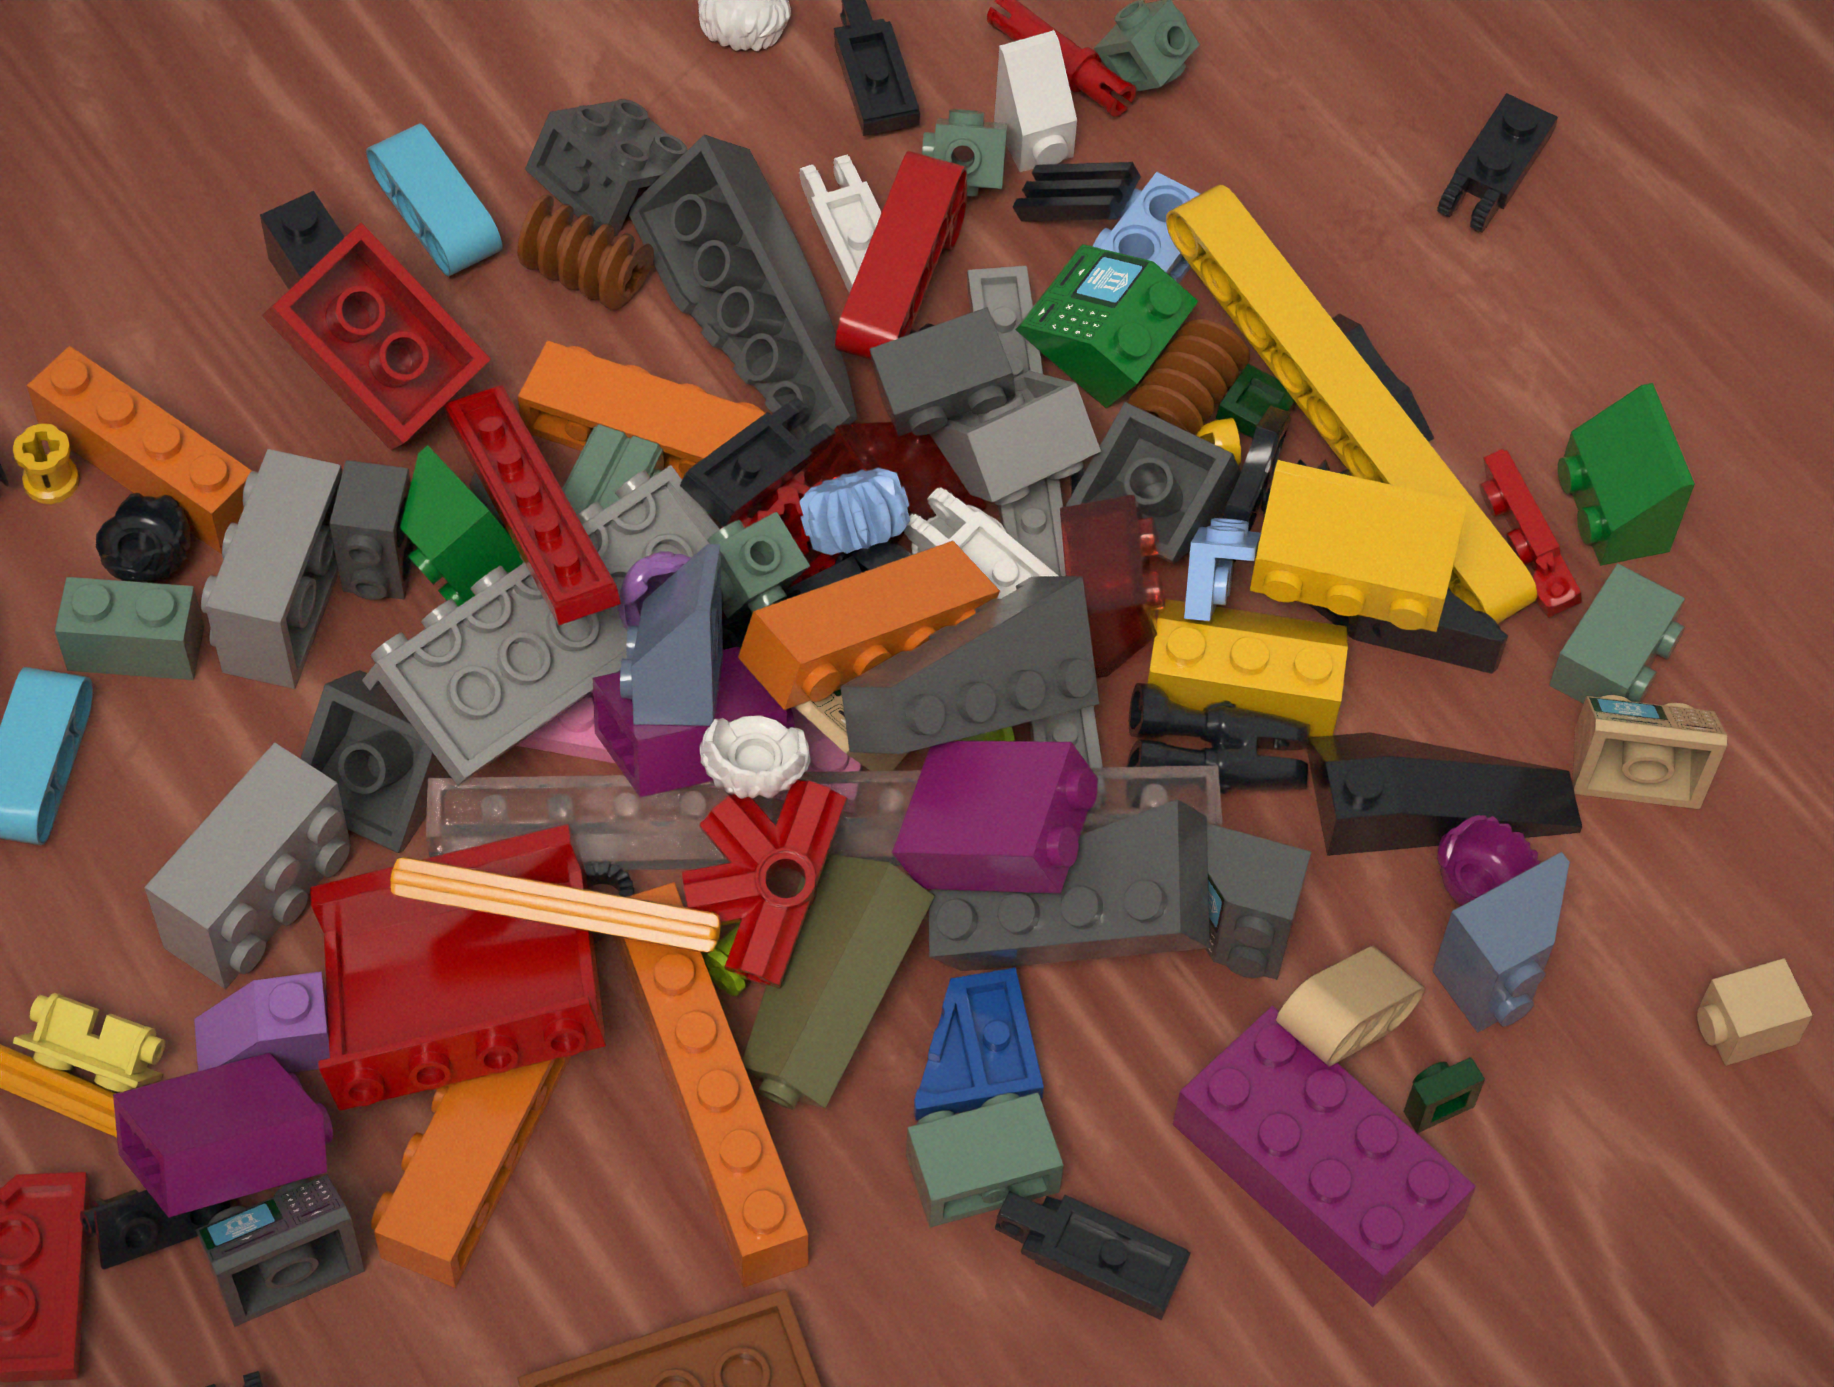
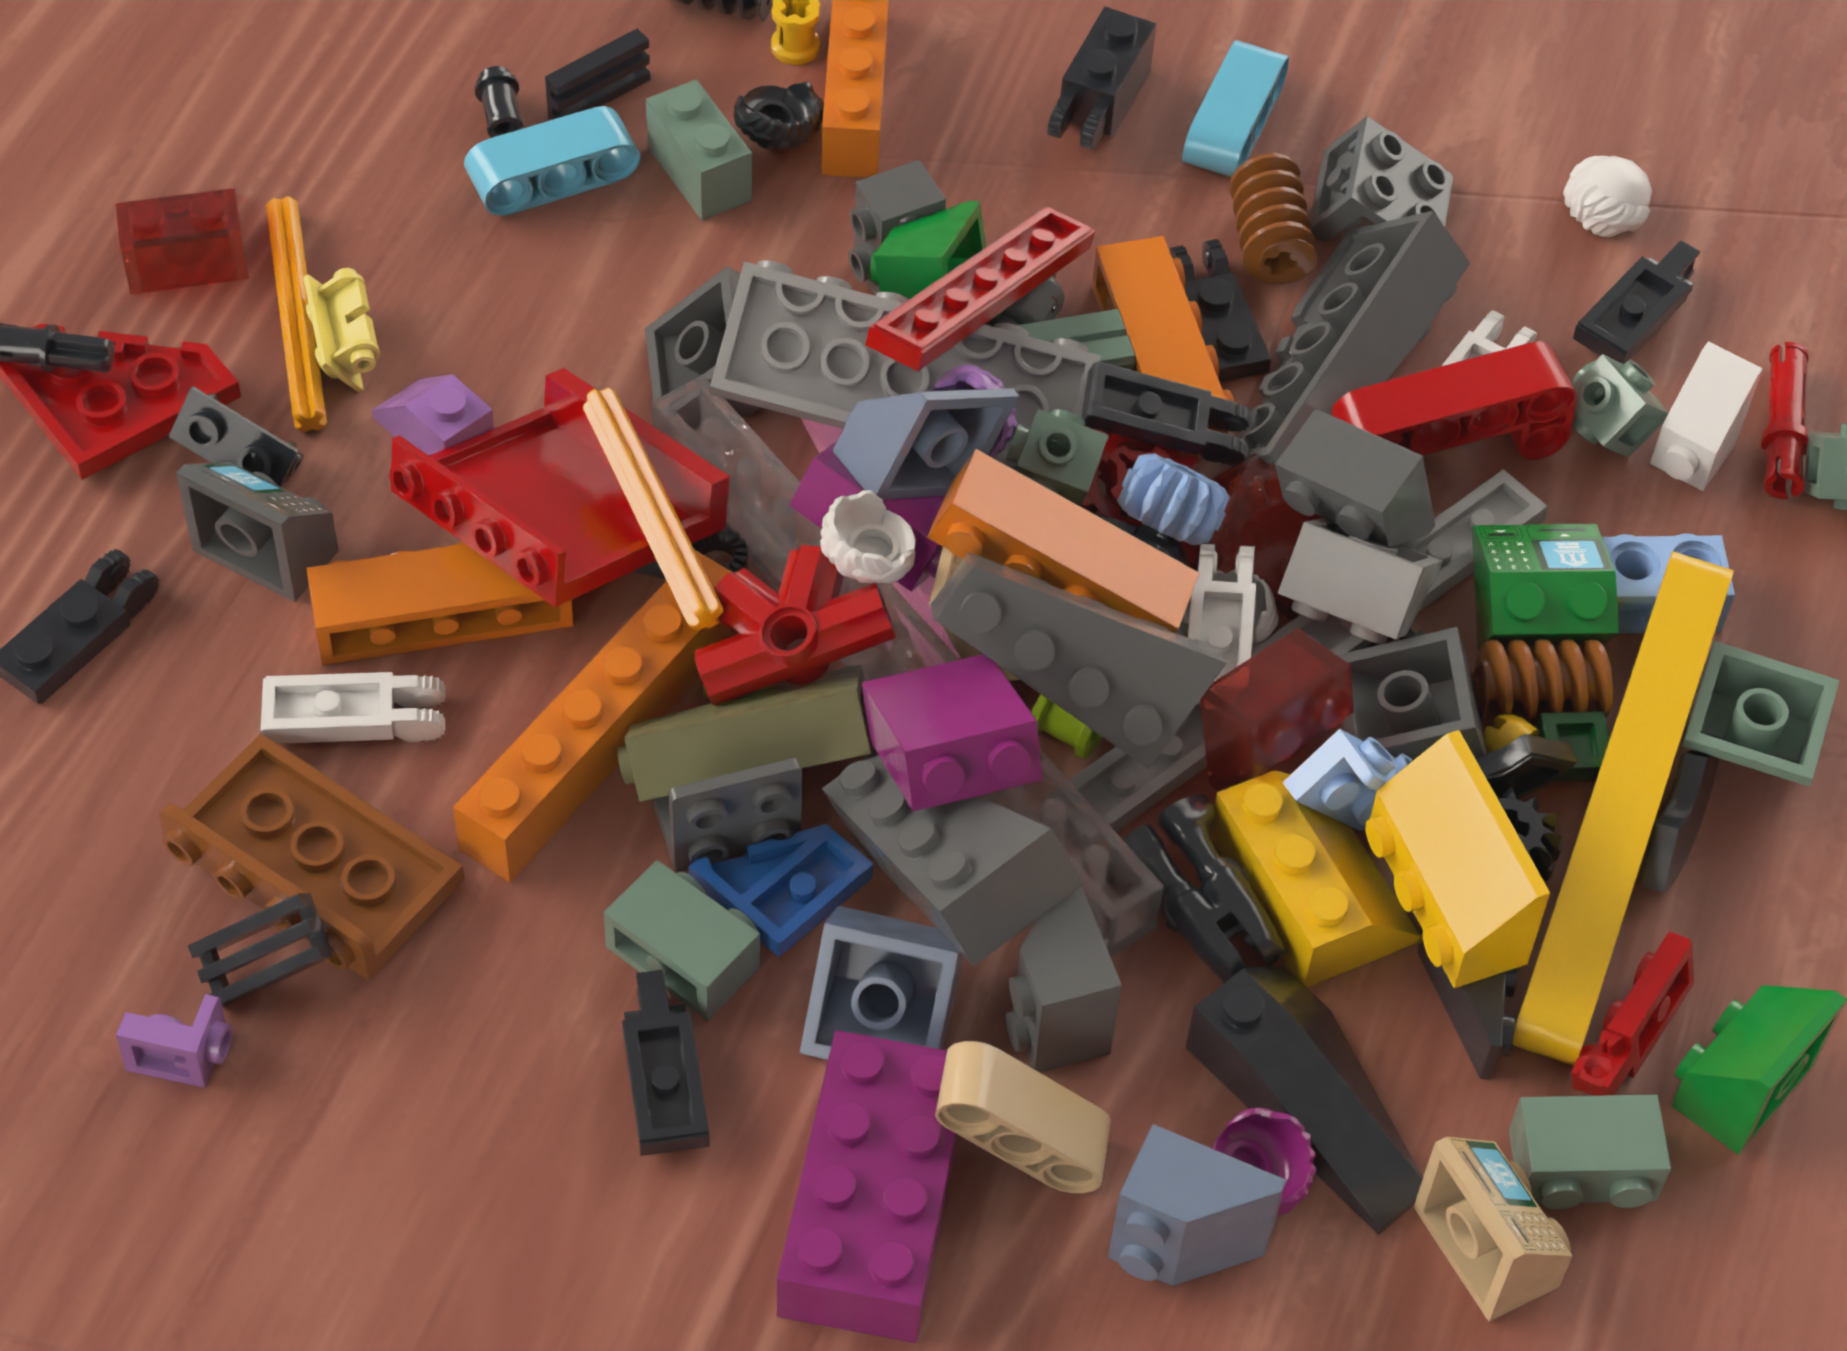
camera: 55 degrees right, 5 degrees down
(221, 1133) = (310, 426): magenta brick -> none
(250, 866) = (549, 313): light grey brick -> none
(275, 570) = (796, 192): light grey brick -> none
(376, 337) = (1056, 124): red brick -> none
(533, 1292) = (351, 707): none -> white hinge
(638, 347) = (1224, 314): none -> black hinge
(886, 1059) = (730, 812): none -> dark grey bracket
(1077, 191) = (1662, 495): black tile -> none
(1138, 1036) = (881, 982): none -> sand blue slope
(1351, 260) = (1760, 713): none -> sand green slope
(1443, 1093) = (1010, 1250): dark green plate -> none

